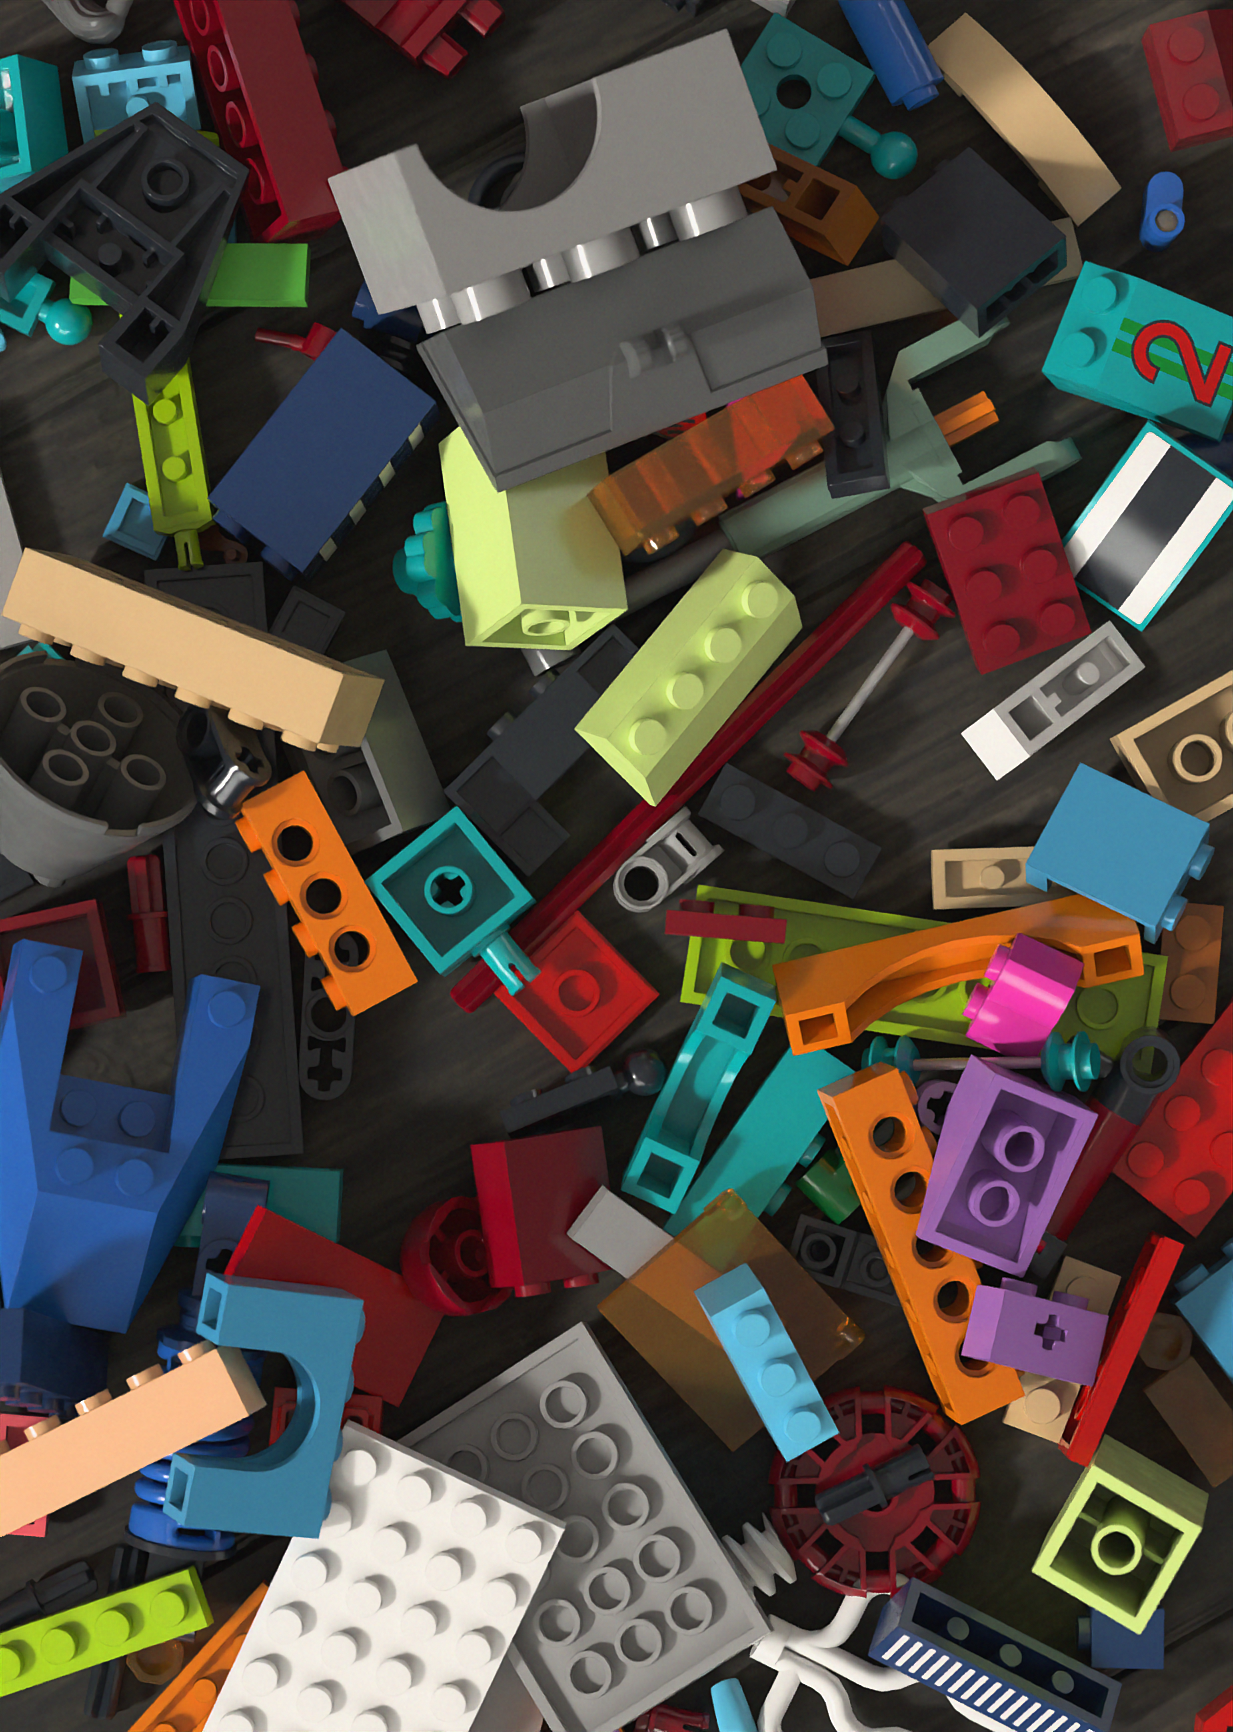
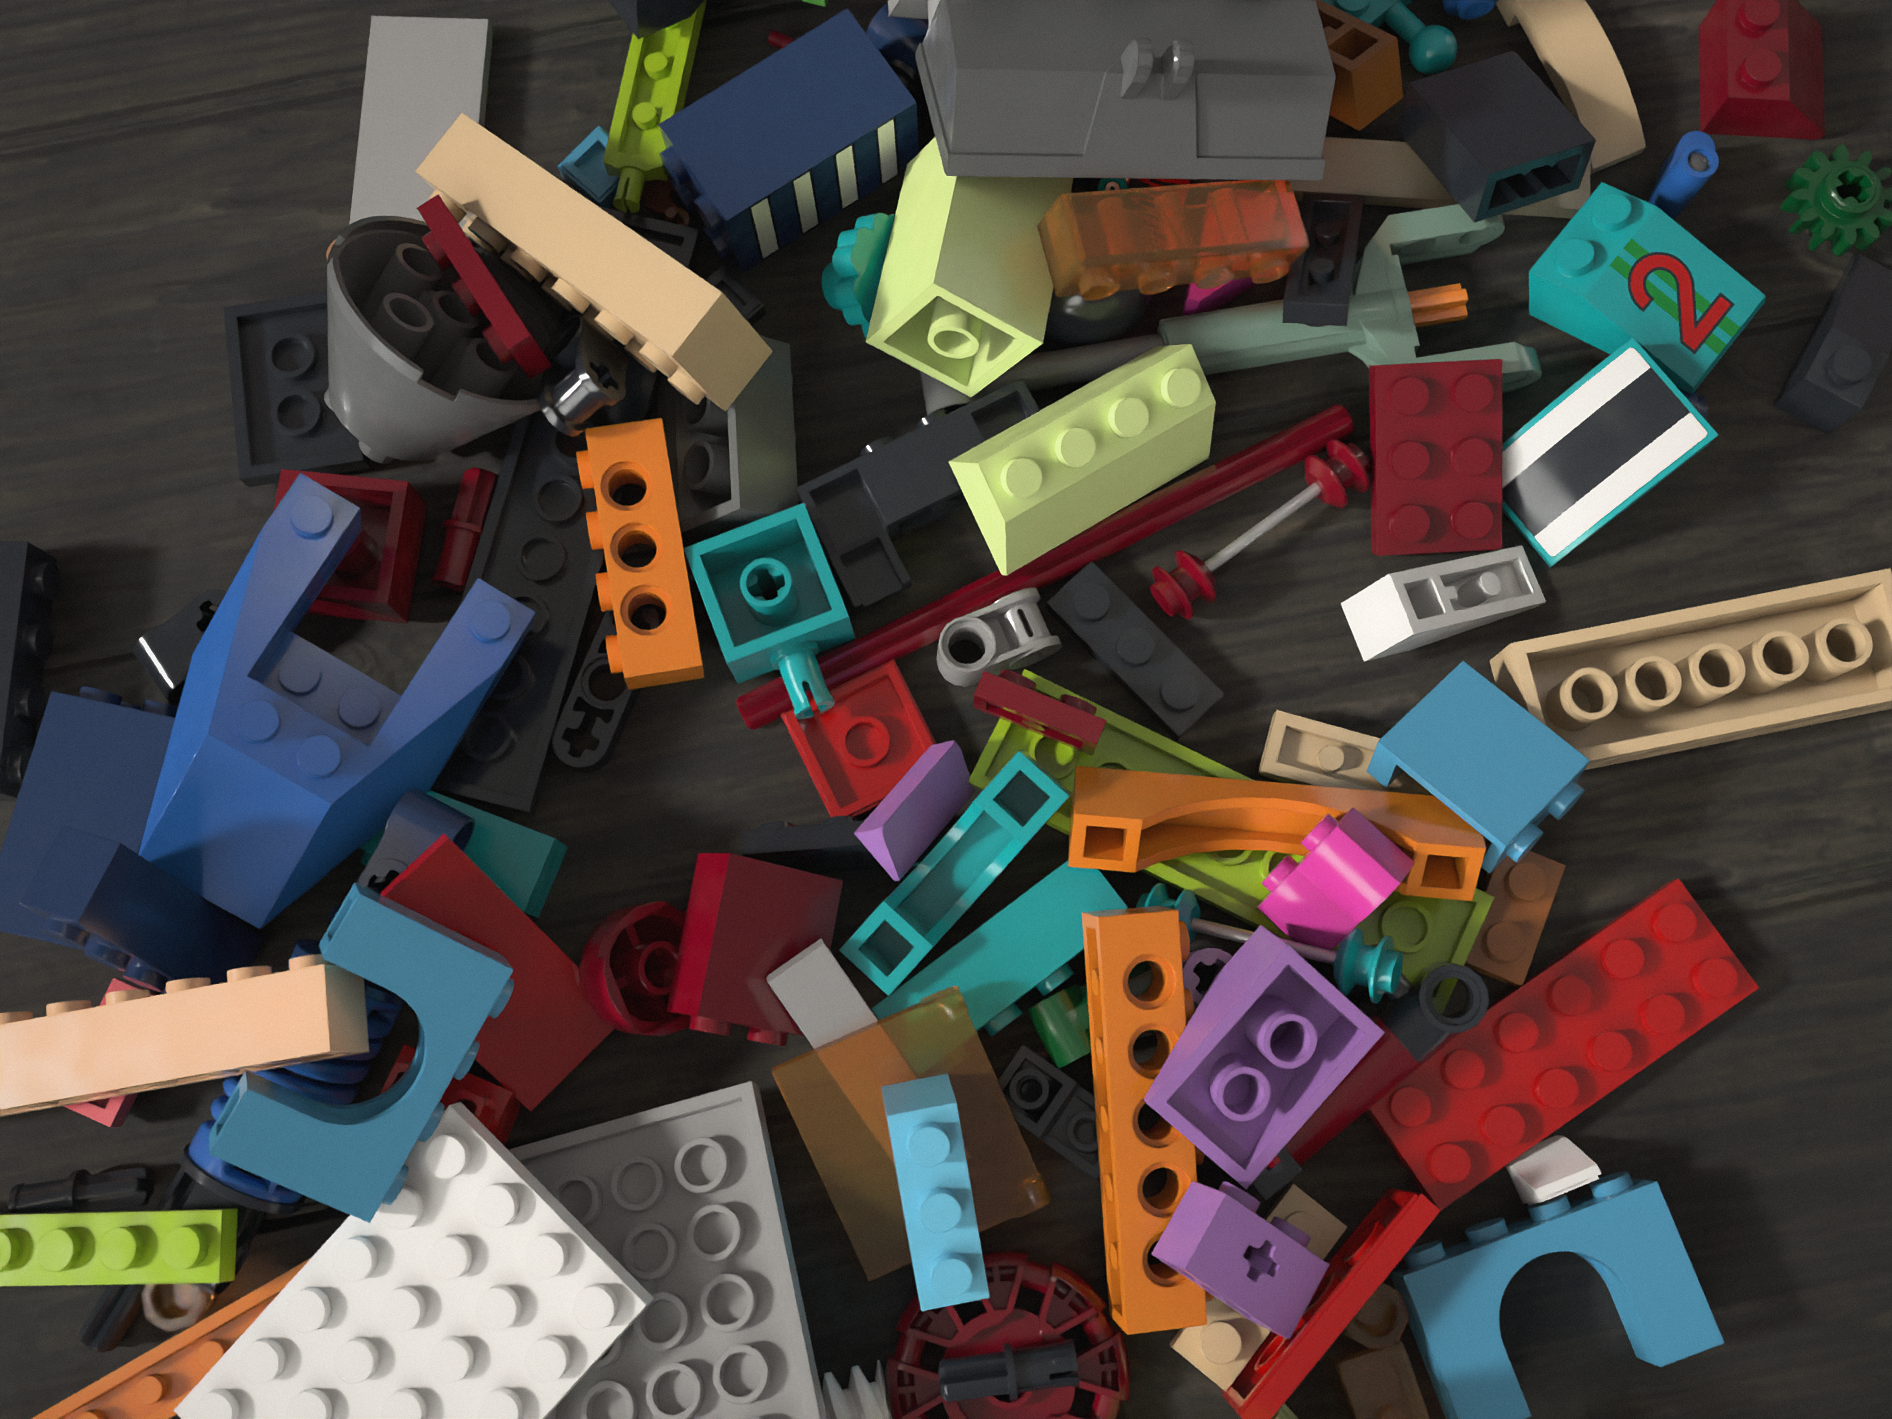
camera: 20 degrees right, 10 degrees down
(110, 715) = (480, 290): none -> dark red plate
(645, 1042) = (917, 809): none -> medium lavender slope

